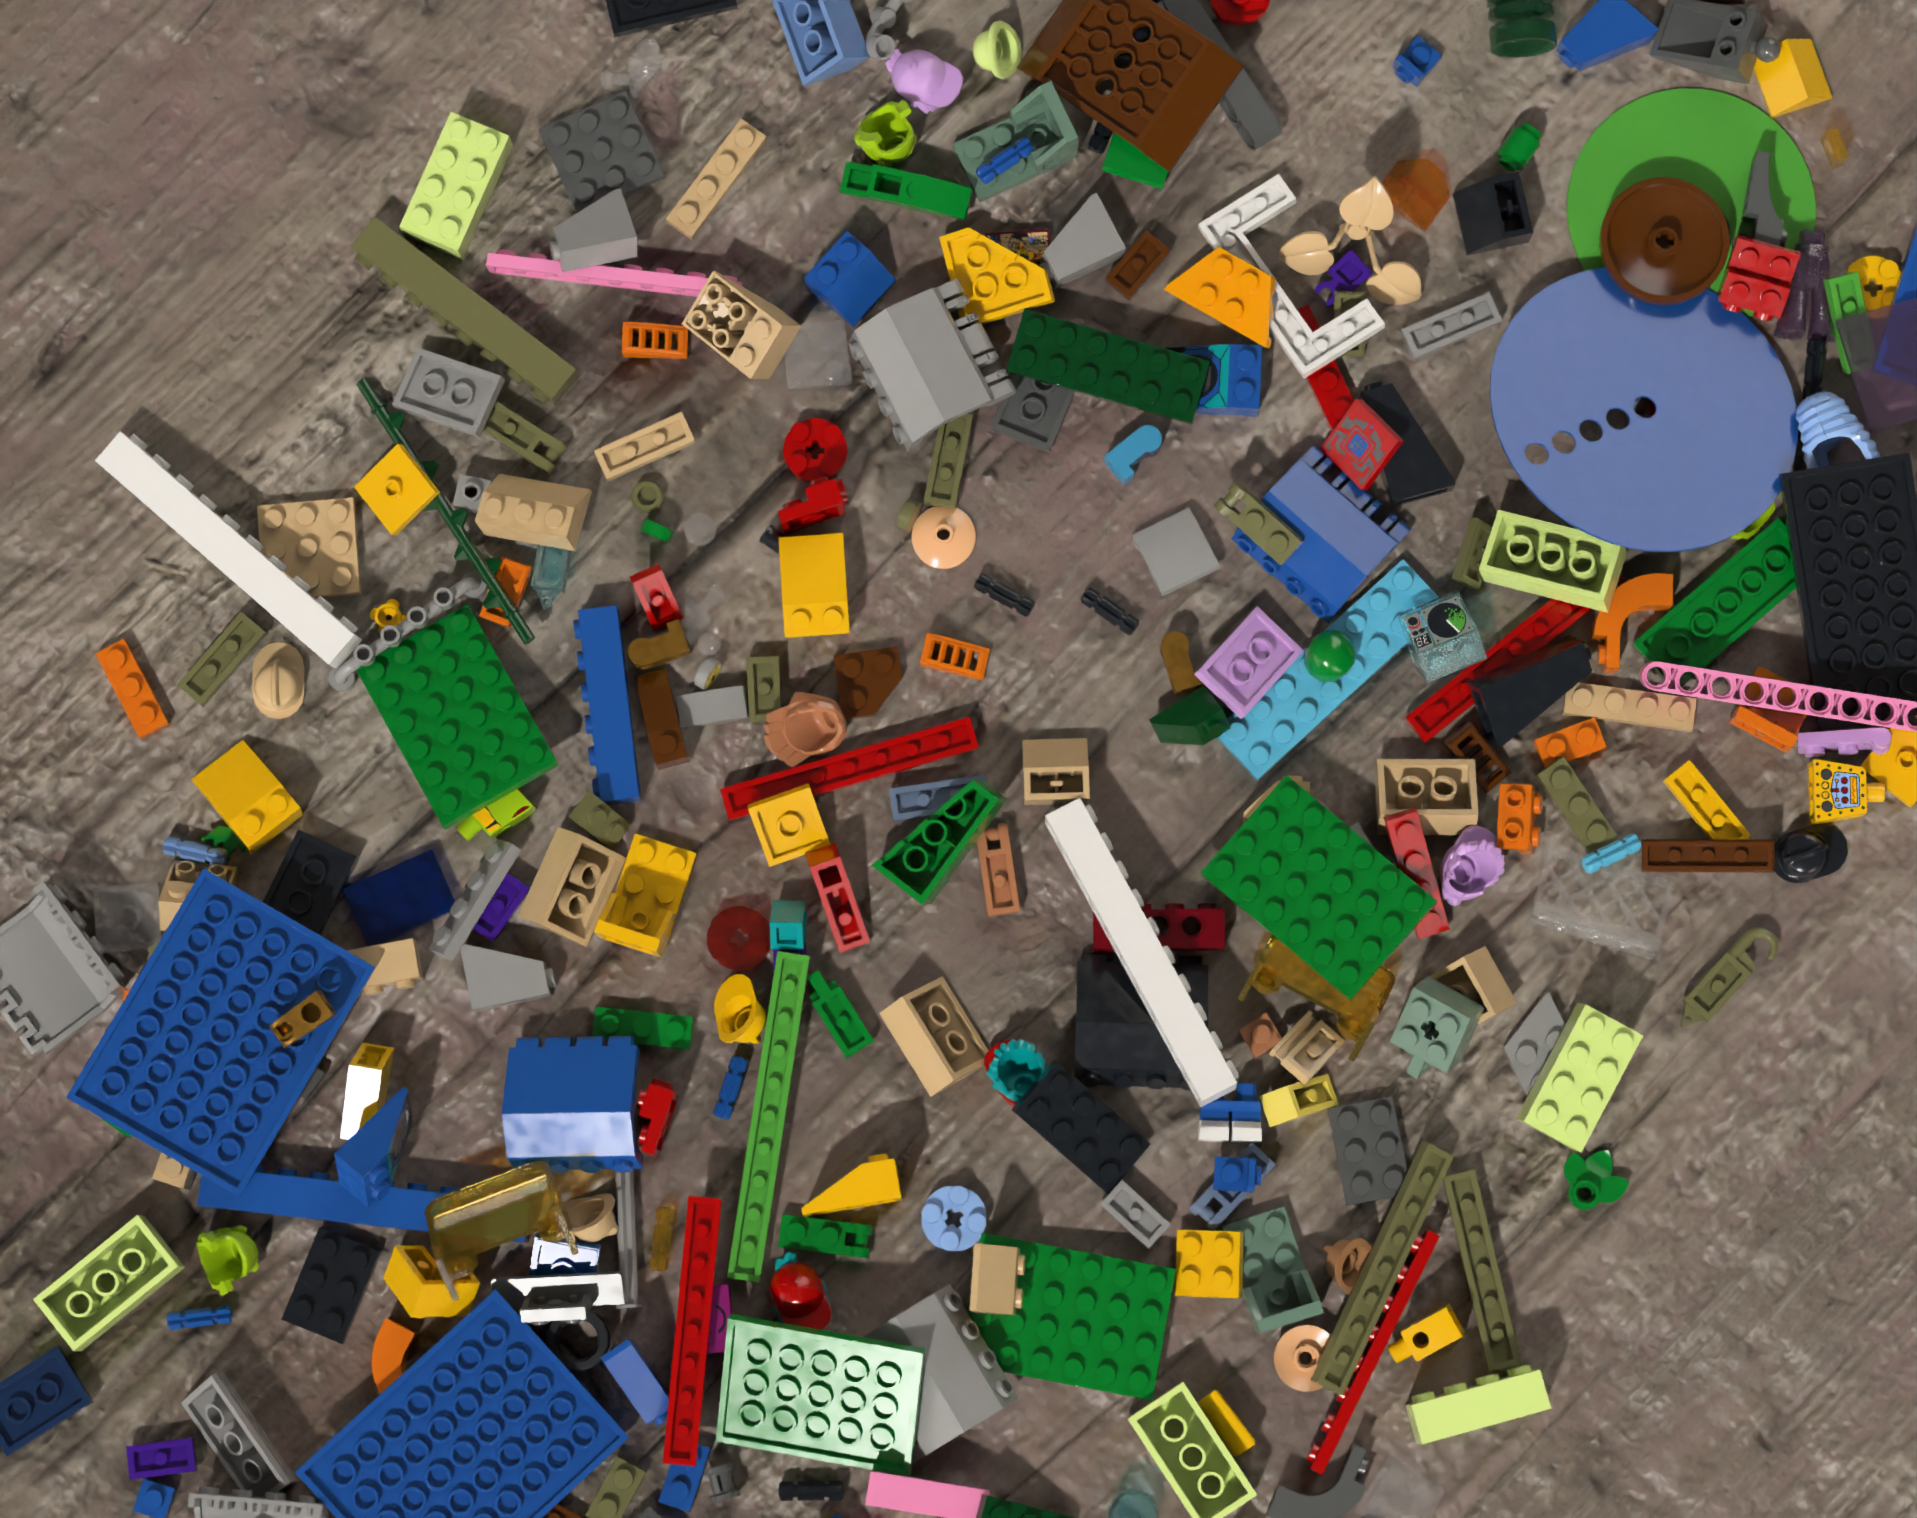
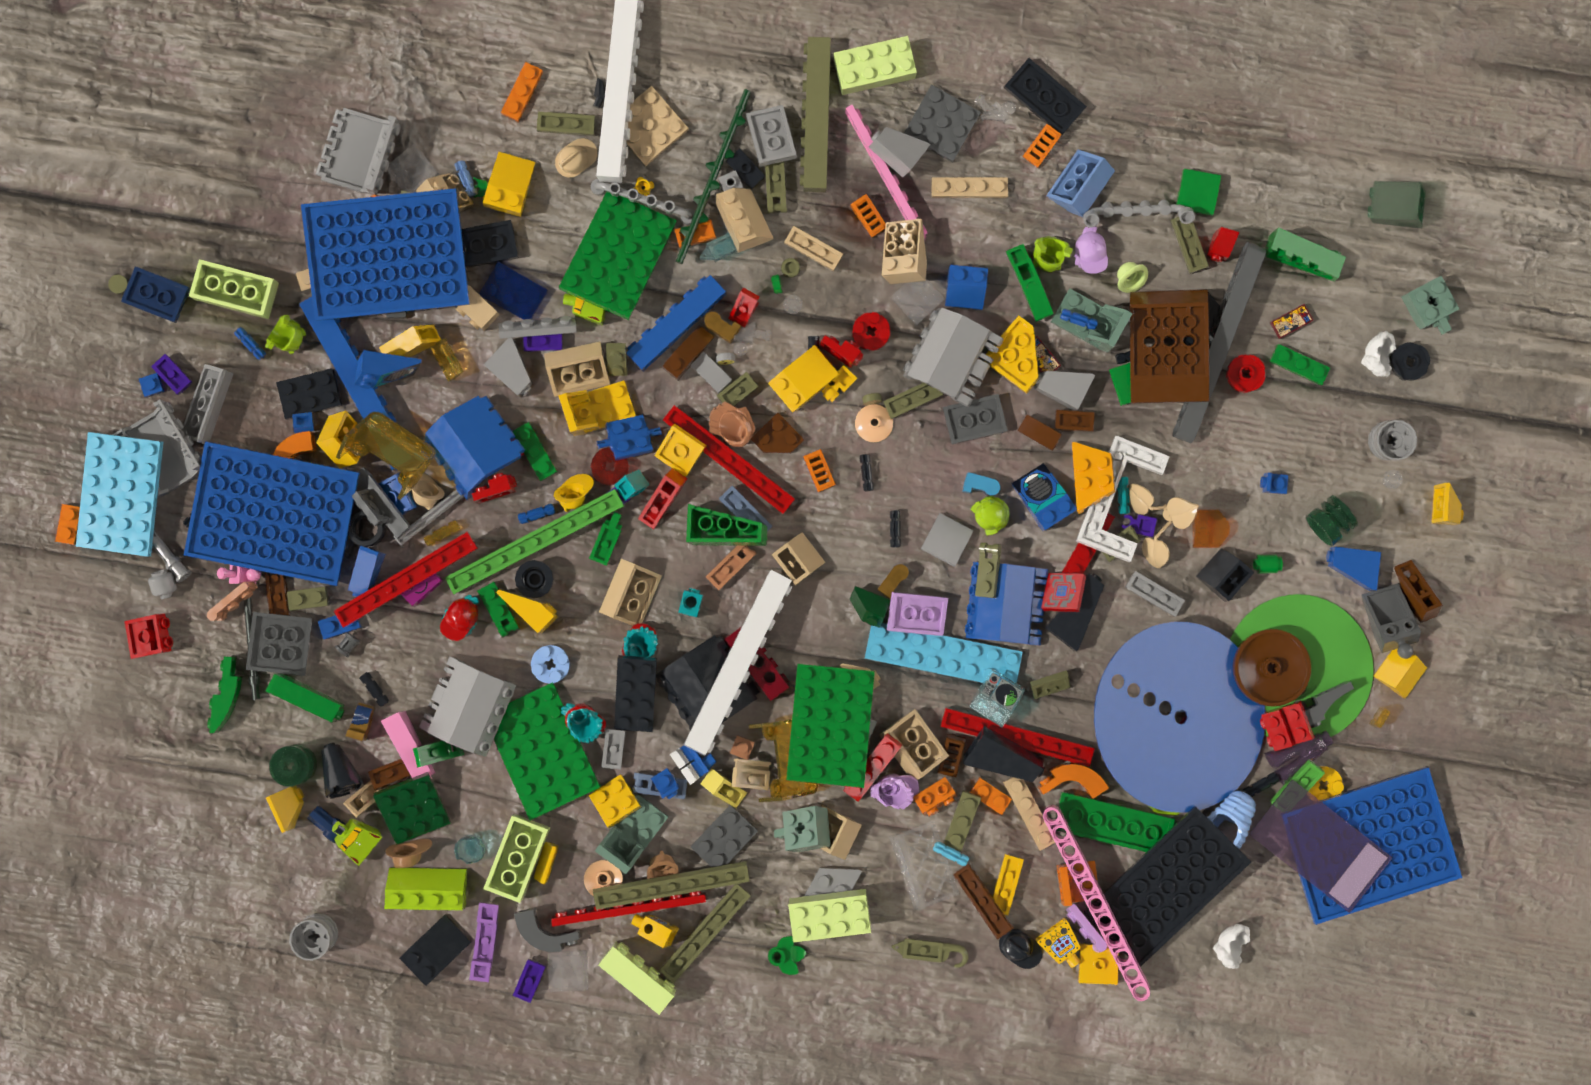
camera: 45 degrees right, 5 degrees up
(214, 584) = (599, 93): none -> black bar
(303, 1018) = (418, 288): pearl gold leg -> none
(366, 1320) = (303, 422): none -> blue plate
(396, 489) = (706, 146): yellow plate -> none
(426, 1057) = (447, 359): none -> clear yellow plate
(467, 459) = (745, 169): none -> black plate
(719, 882) = (629, 437): none -> blue plate
(724, 16) = (1050, 131): none -> orange slope
(820, 1153) = (534, 579): none -> black piece
(820, 1395) = (419, 662): plate -> none
(856, 537) = (842, 382): none -> yellow plate
(964, 1462) = (435, 753): none -> green plate
(996, 1279) = (532, 706): tan slope -> none
(1013, 976) = (684, 609): none -> teal brick
(1068, 1227) = (585, 721): none -> teal hair
(1108, 366) = (1013, 442): dark green plate -> none
(1125, 318) = (1039, 432): none -> reddish brown slope
(1184, 467) = (991, 514): none -> lime helmet
(1288, 273) = (1123, 496): none -> teal axle
(1329, 656) = (948, 650): green hair -> none
(1552, 561) = (1071, 725): yellowish green brick -> none

